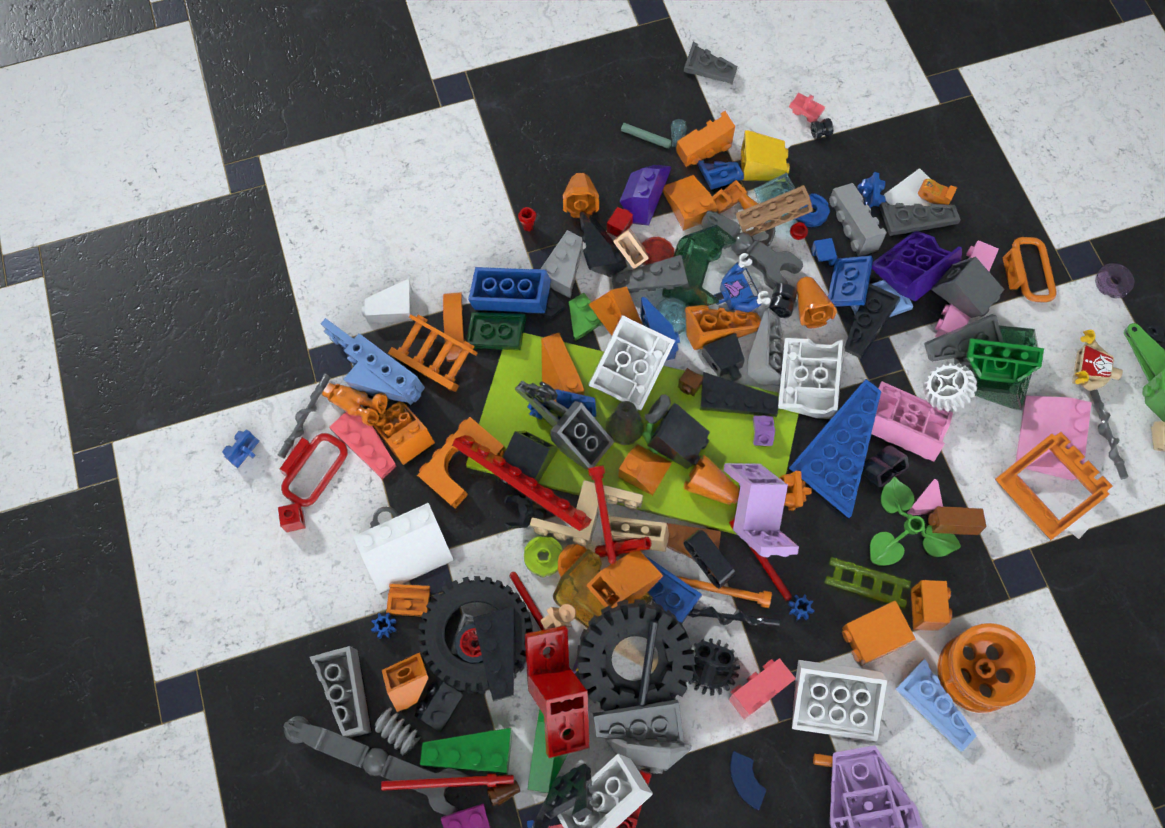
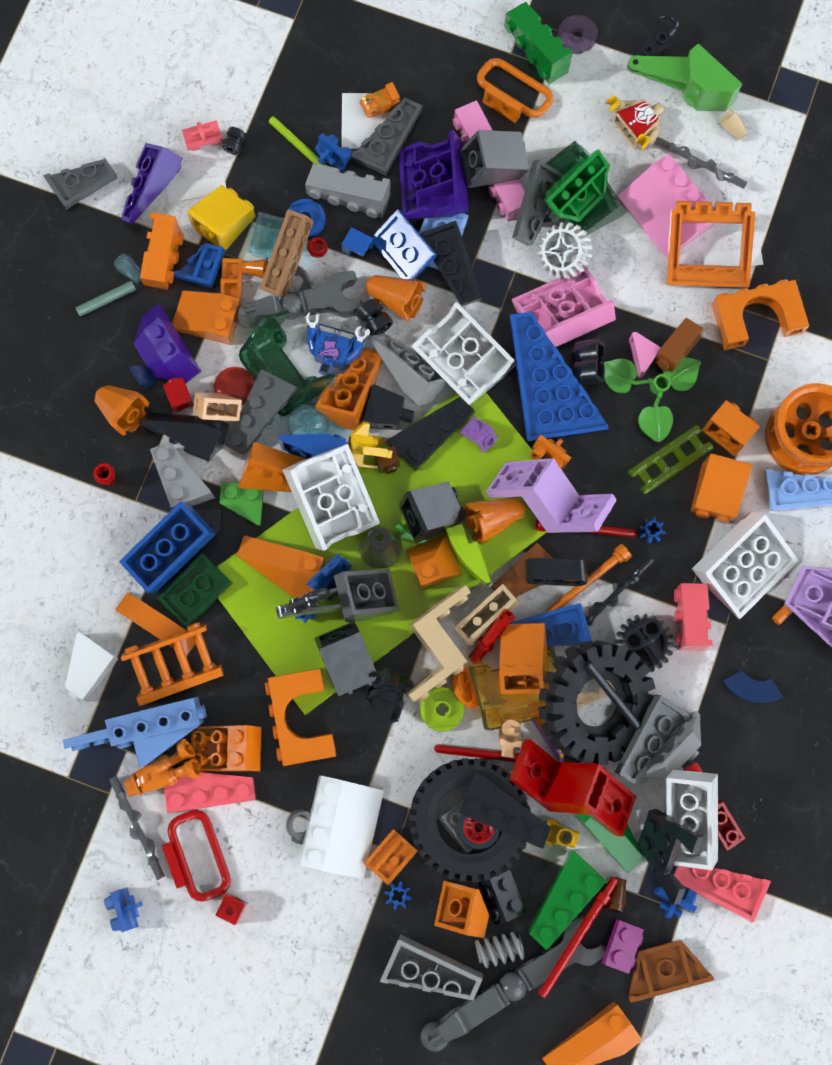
camera: 55 degrees left, 10 degrees up
(515, 709) = (557, 832): none -> yellow plate
(523, 483) = (370, 680): red plate -> none
(597, 474) = (418, 609): red piece -> none
(613, 193) = (143, 376): none -> dark blue slope
(658, 409) = (397, 510): dark grey piece -> none
(670, 486) = (468, 554): none -> lime slope
(688, 359) = (365, 444): none -> yellow piece
(759, 99) = (156, 170): none -> dark purple wedge
(858, 162) = (294, 140): none -> lime bar
(1066, 569) = (781, 297): none -> orange arch
(1080, 259) = (538, 43): none -> green wedge

